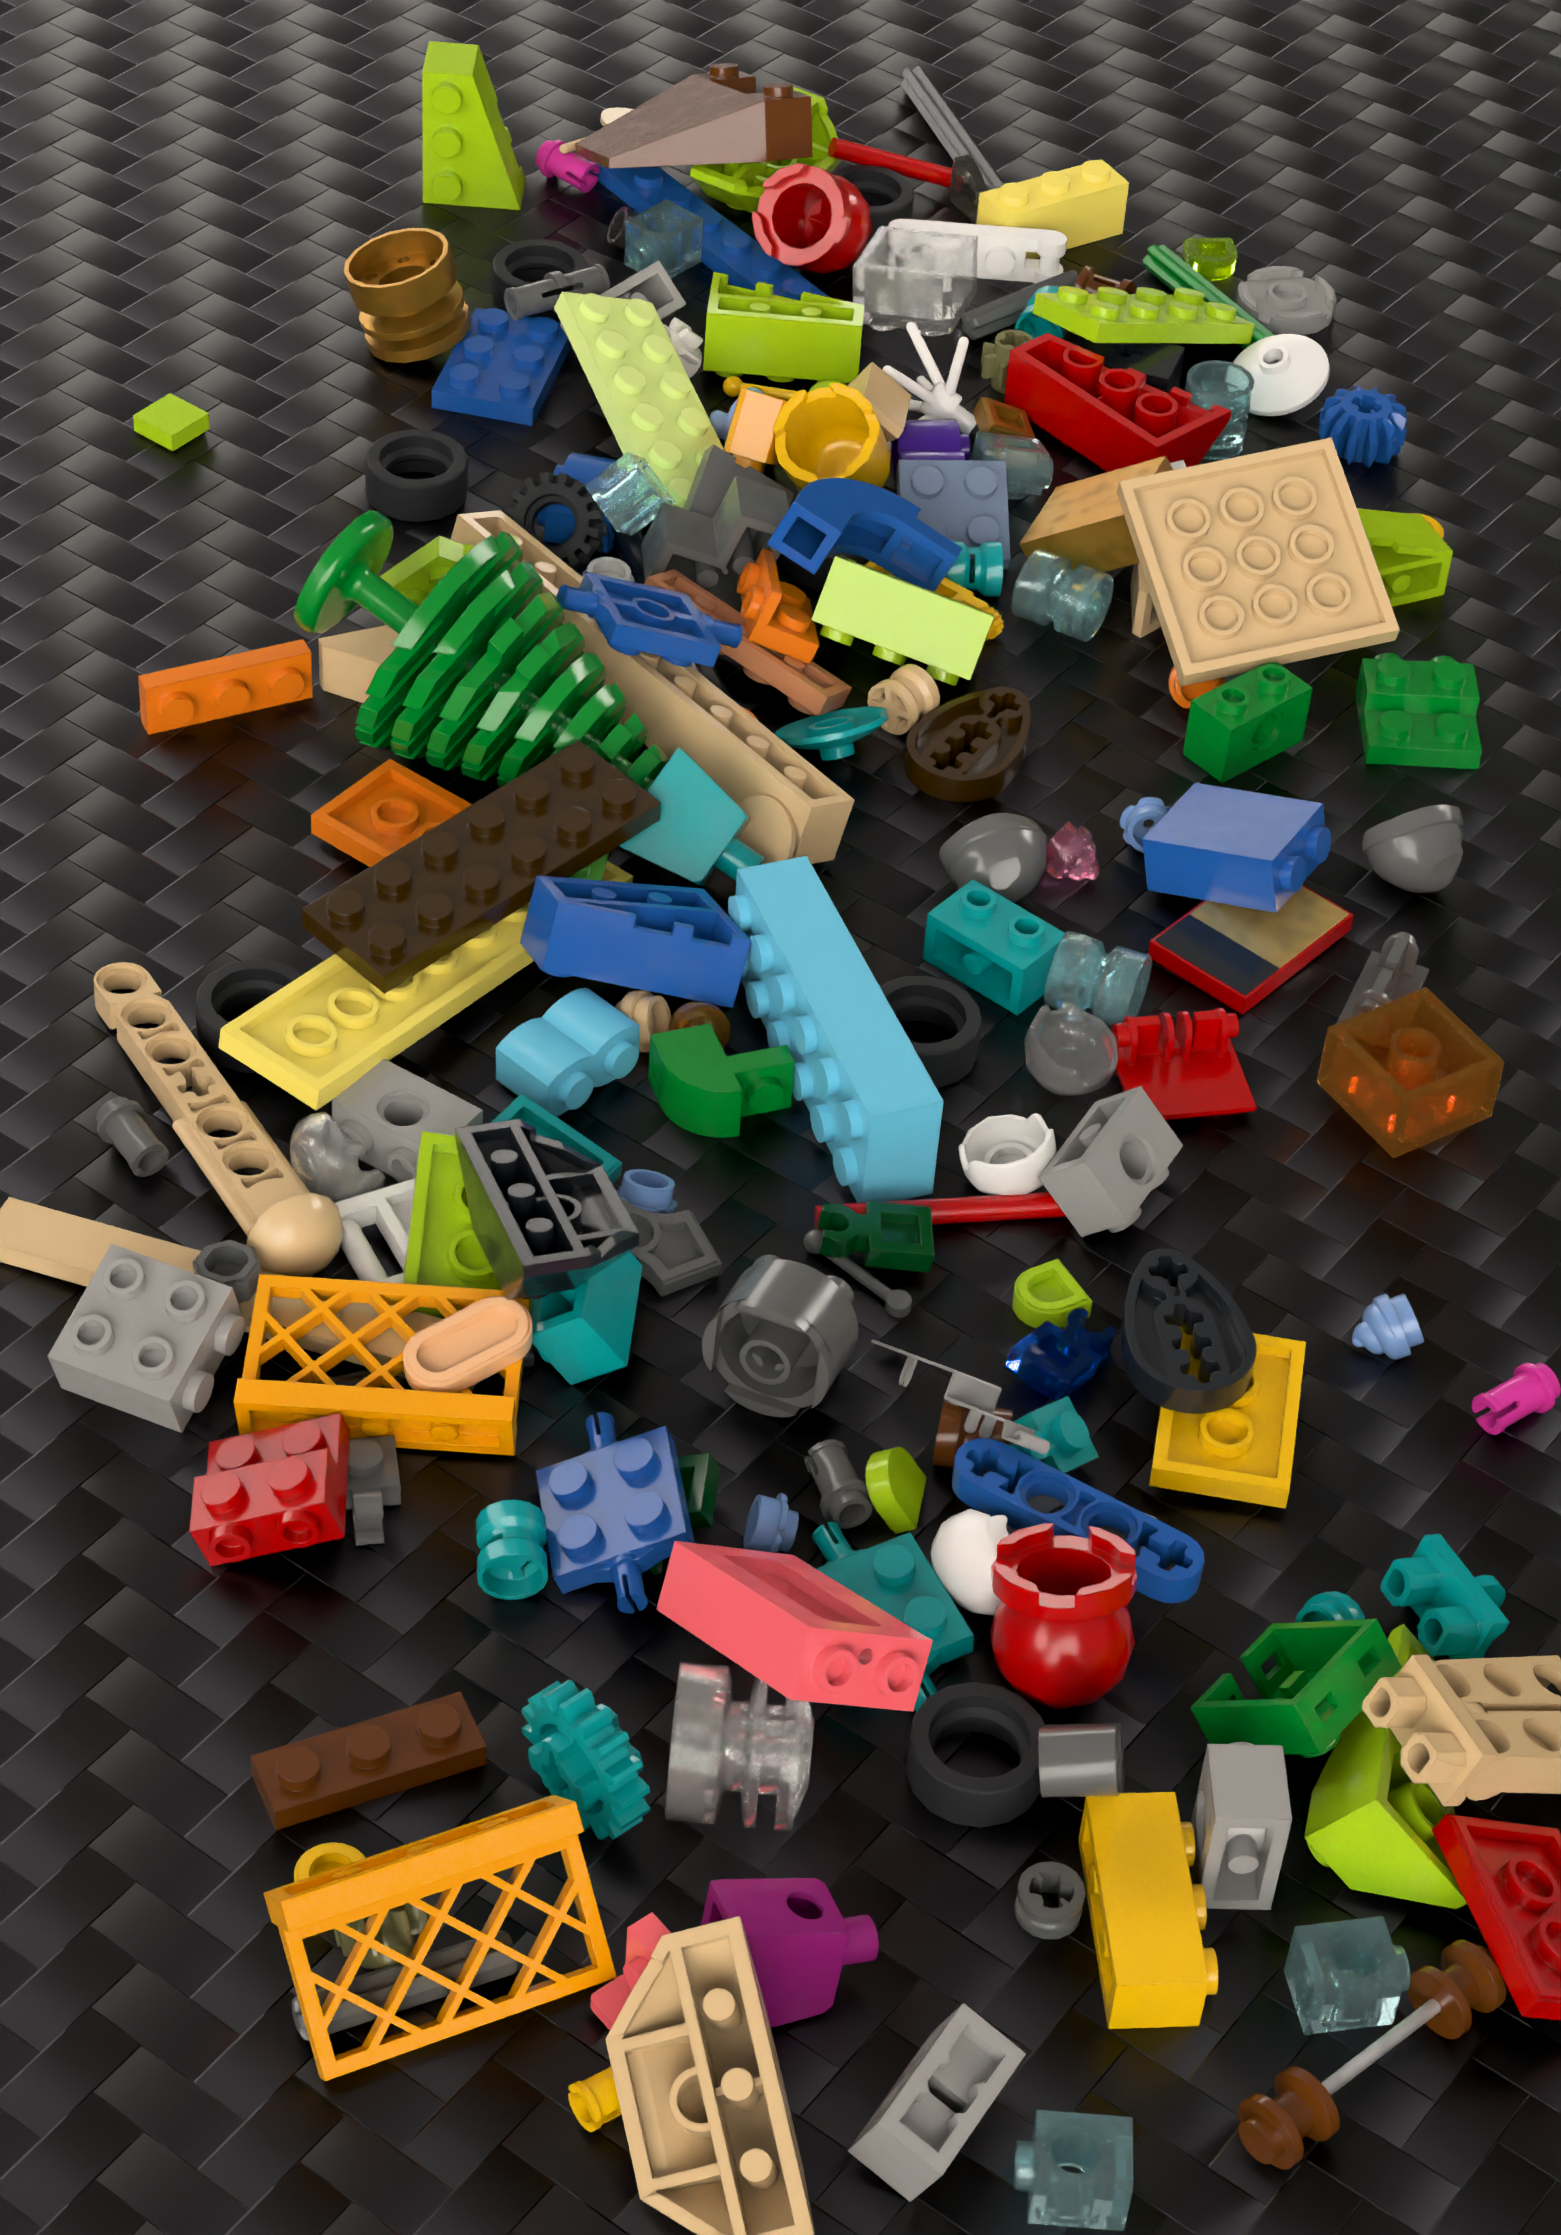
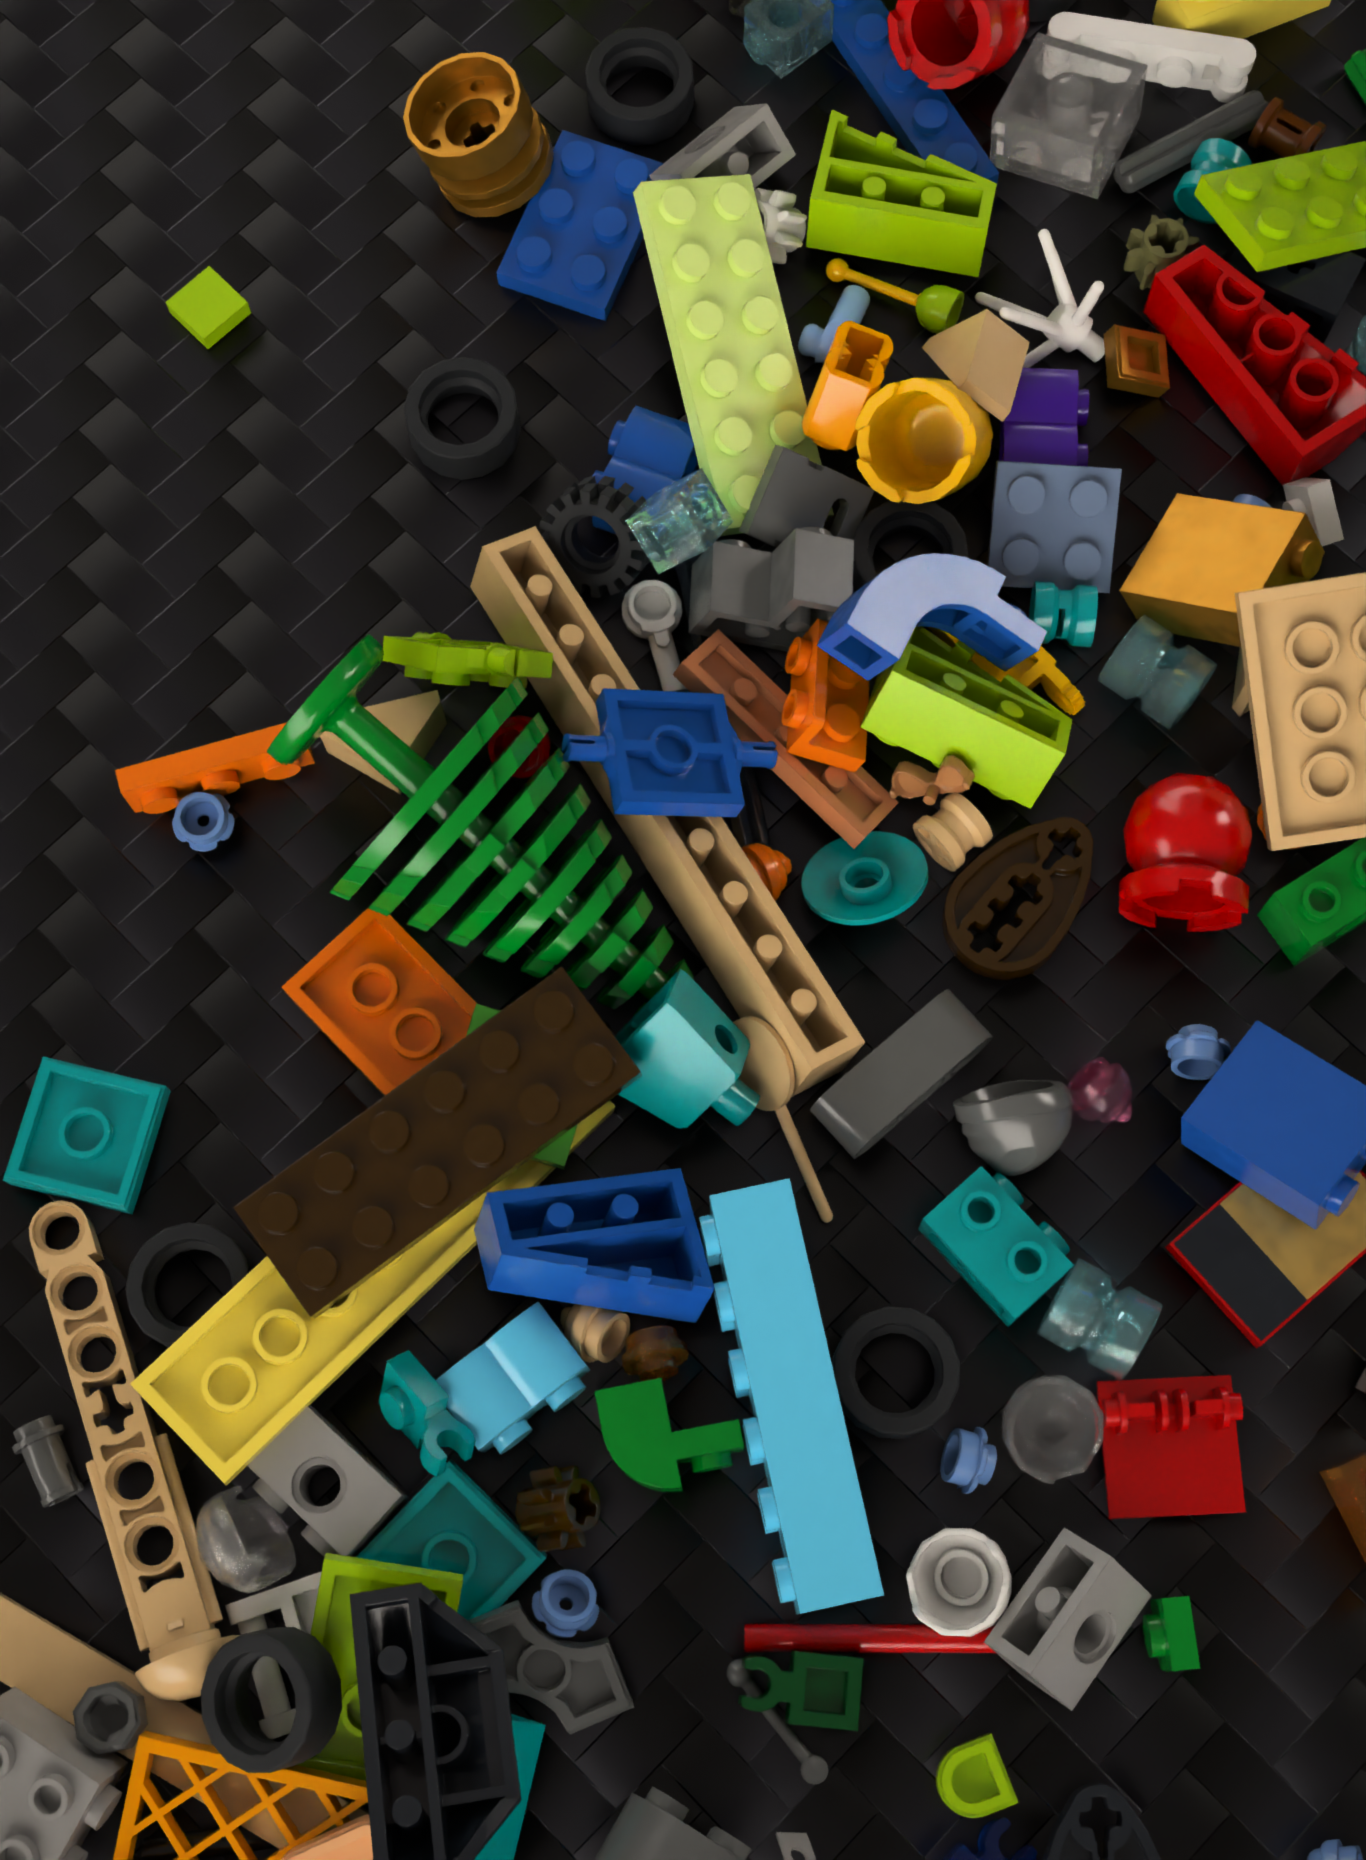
camera: 15 degrees right, 30 degrees up
(138, 922) = (87, 1135): none -> teal plate
(217, 723) = (195, 806): none -> medium blue plate
(365, 1195) = (227, 1701): none -> black tyre
(484, 1067) = (417, 1407): none -> teal plate
(528, 298) = (650, 129): dark grey pin -> none
(628, 1126) = (558, 1508): none -> dark brown gear
(863, 668) = (915, 781): none -> medium nougat piece
(887, 847) = (901, 1073): none -> dark grey beam
(999, 1084) = (968, 1459): none -> medium blue plate
(1026, 461) = (1132, 437): clear light blue brick -> none
(1112, 694) = (1186, 849): none -> red tile
(1208, 1177) = (1171, 1634): none -> green plate

